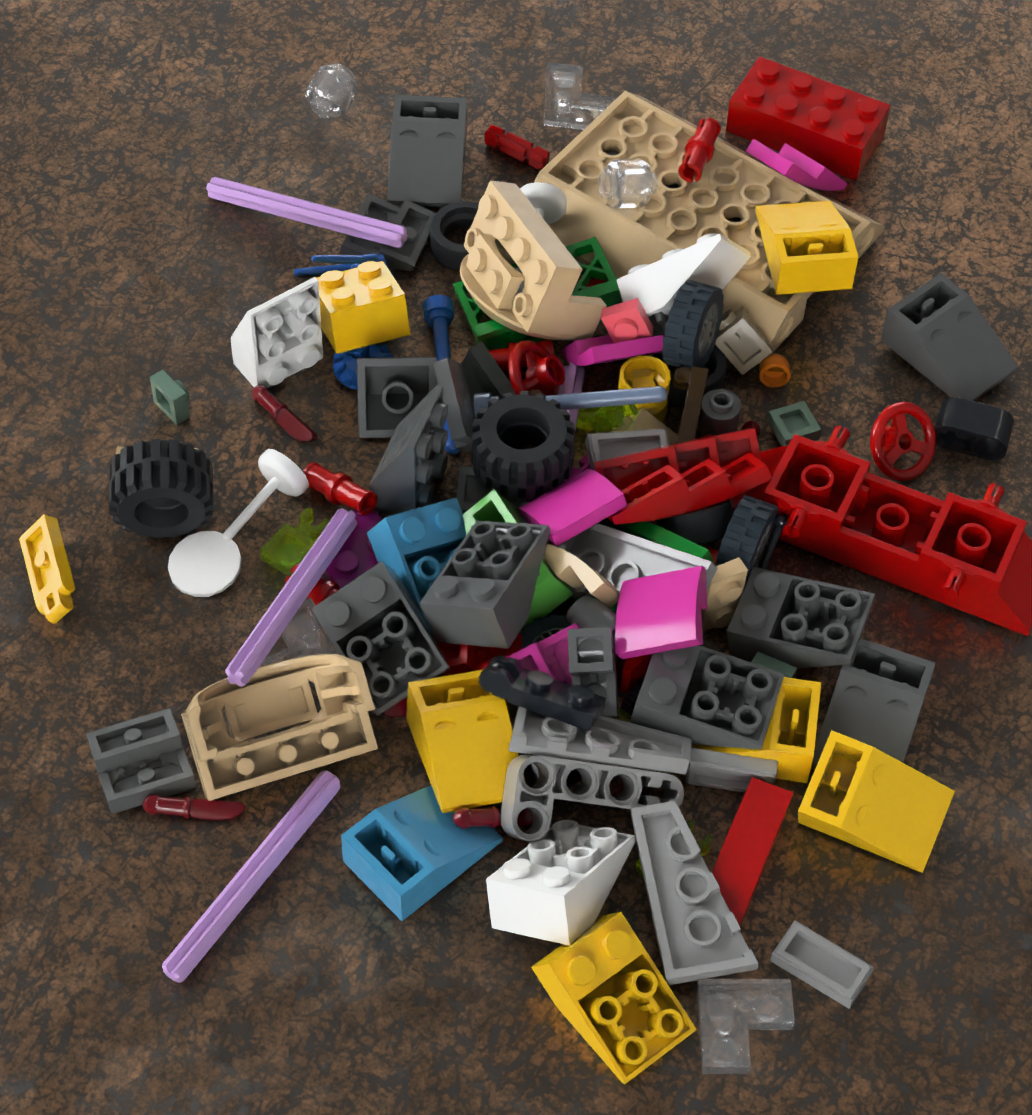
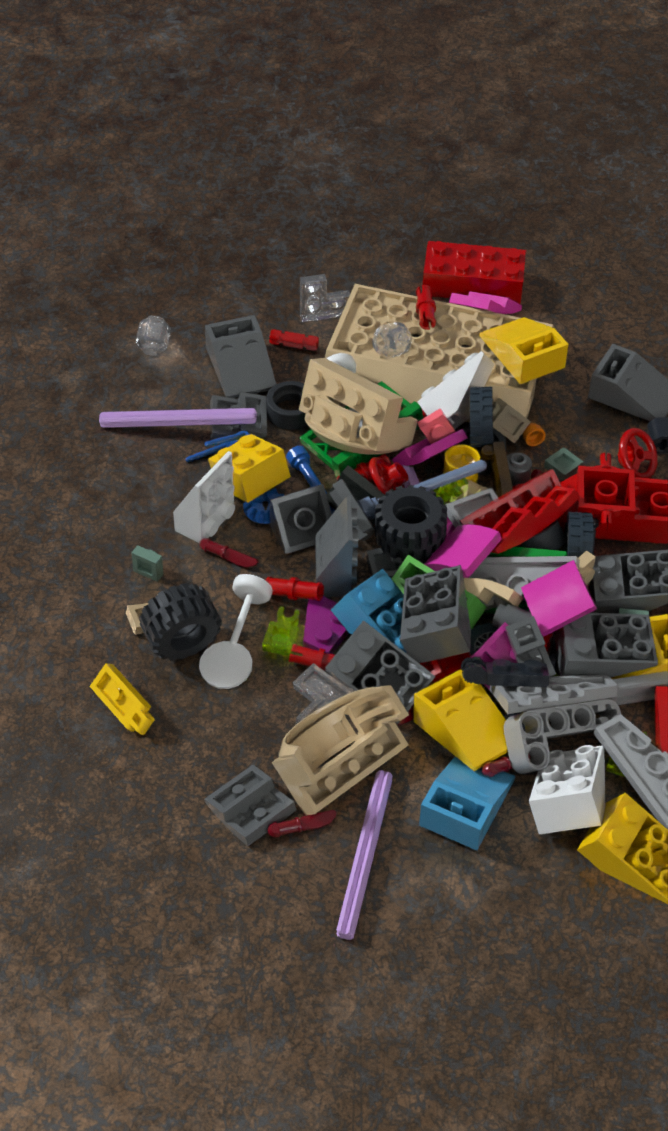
camera: 20 degrees left, 5 degrees down
(290, 598) = (305, 666): lavender axle -> none

